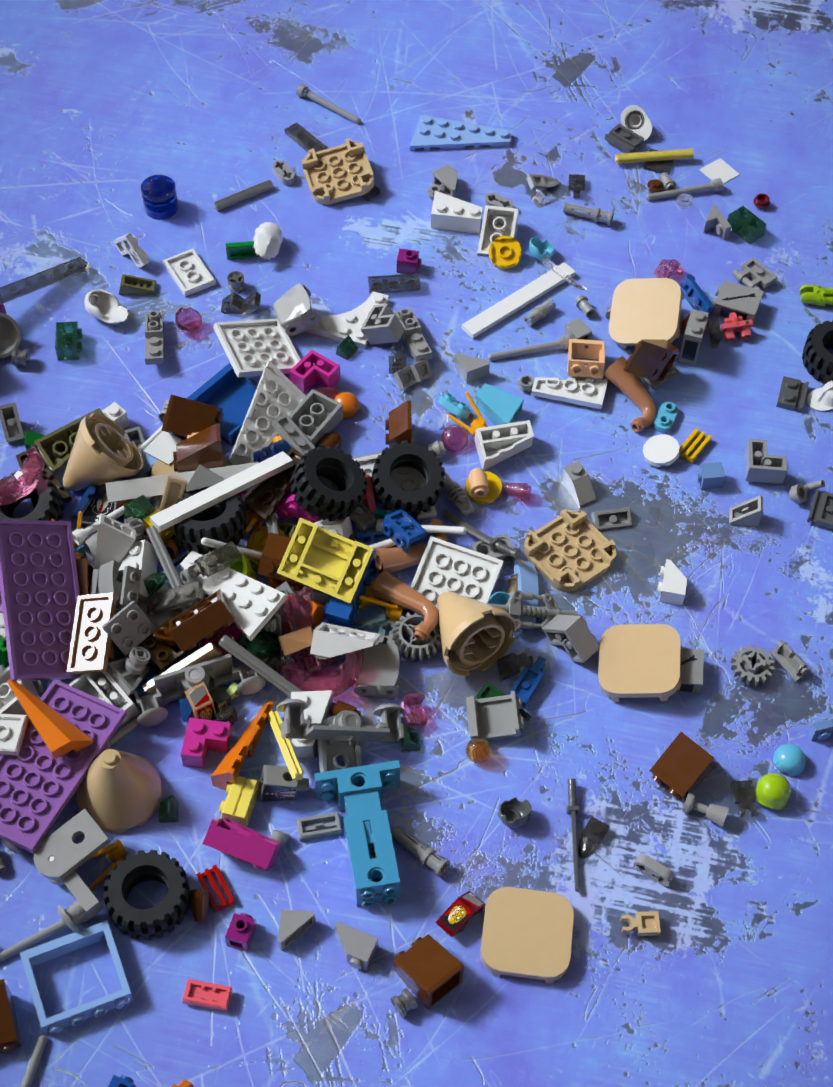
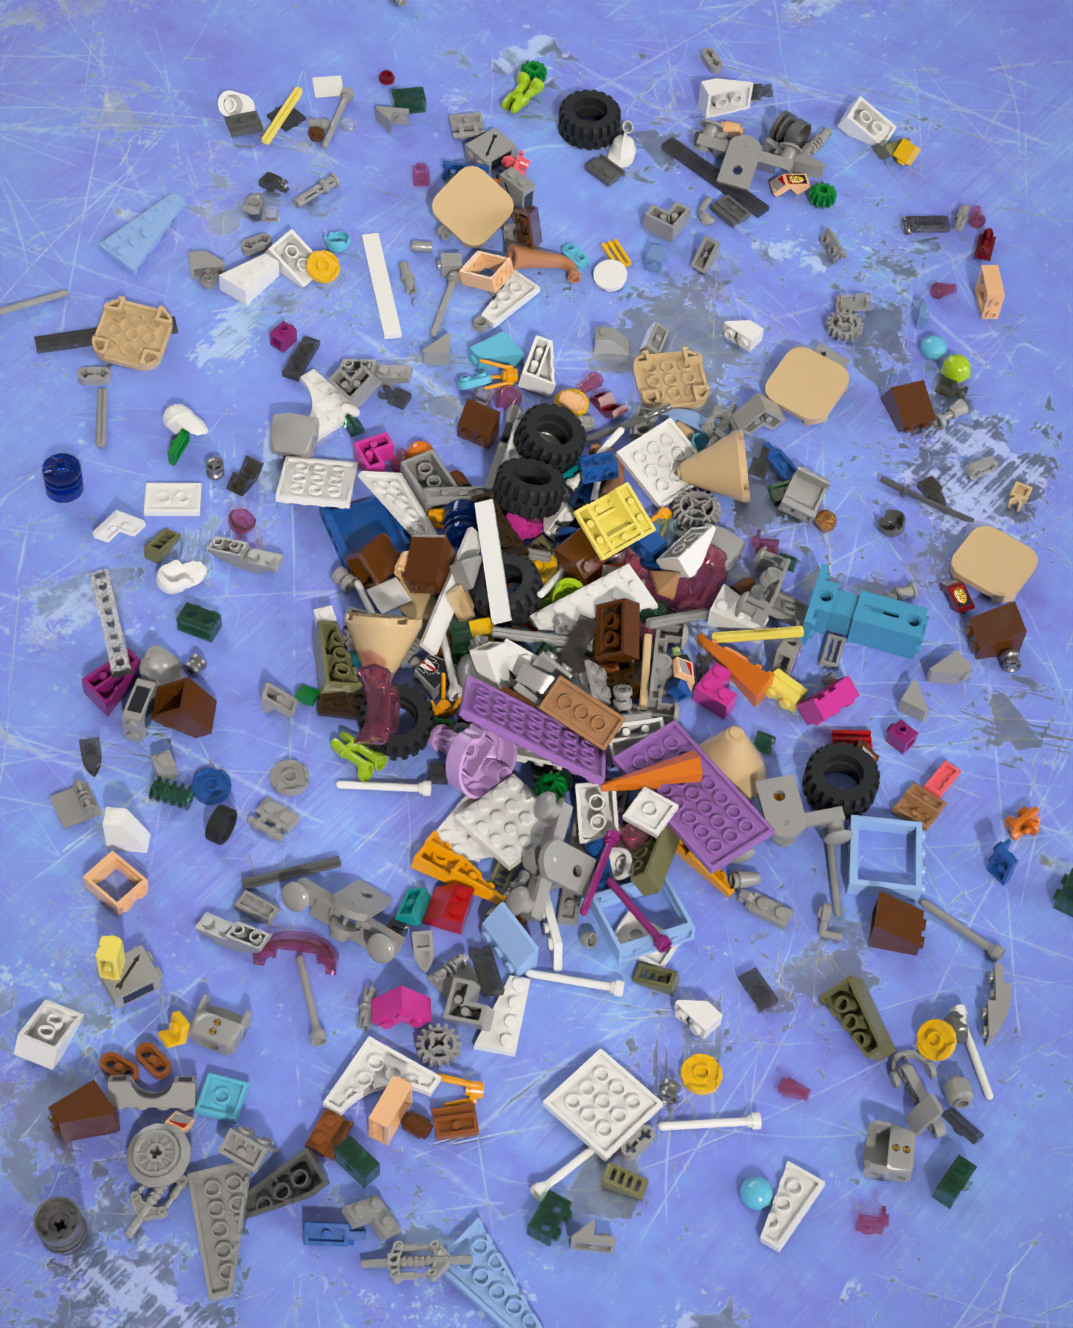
camera: 65 degrees left, 0 degrees up
(83, 501) = (413, 674): blue tile -> none
(161, 987) = (919, 806): none -> medium nougat slope
(215, 561) = (564, 596): clear smoke hinge -> none
(397, 592) = (663, 496): nougat animal -> none
(413, 374) = (419, 390): light grey slope -> none
(501, 514) = (606, 404): none -> slope
(562, 274) = (373, 242): clear piece -> none

